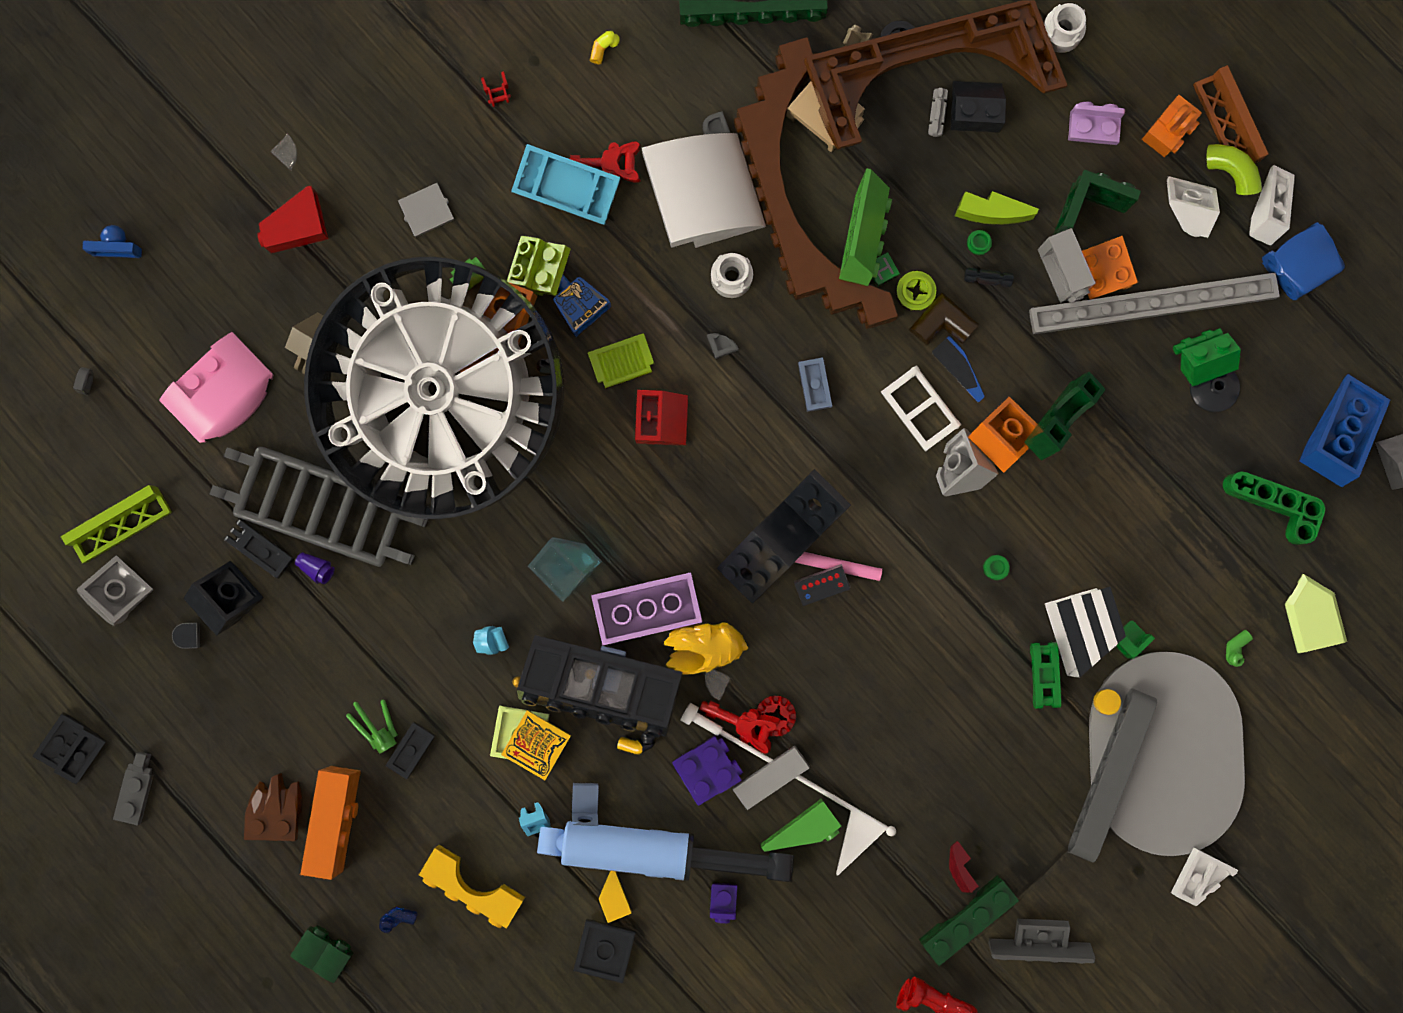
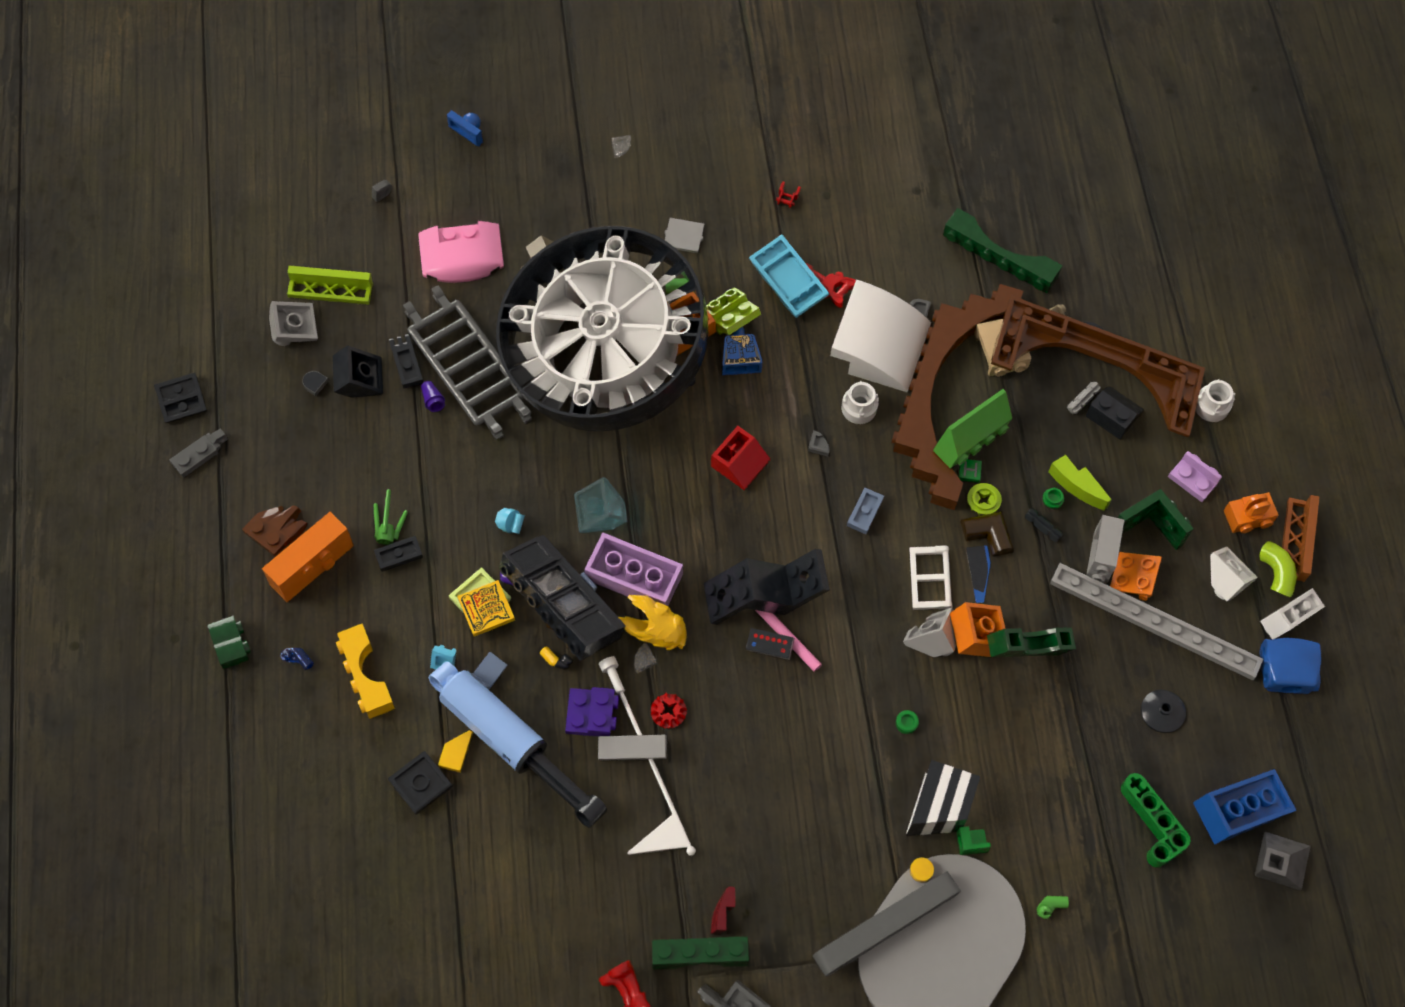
camera: 35 degrees right, 20 degrees down
(294, 223) = (591, 186): red slope -> none
(601, 43) = (877, 212): arm -> none
(622, 361) = (742, 409): lime window -> none
(723, 902) = (530, 811): dark purple bracket -> none
(746, 724) = (642, 699): red piece -> none
(807, 828) = (632, 801): bright green slope -> none
(1045, 675) = (888, 821): green plate -> none
(1208, 356) = (1170, 682): green brick -> none
(1314, 616) = (1129, 926): yellowish green tile -> none

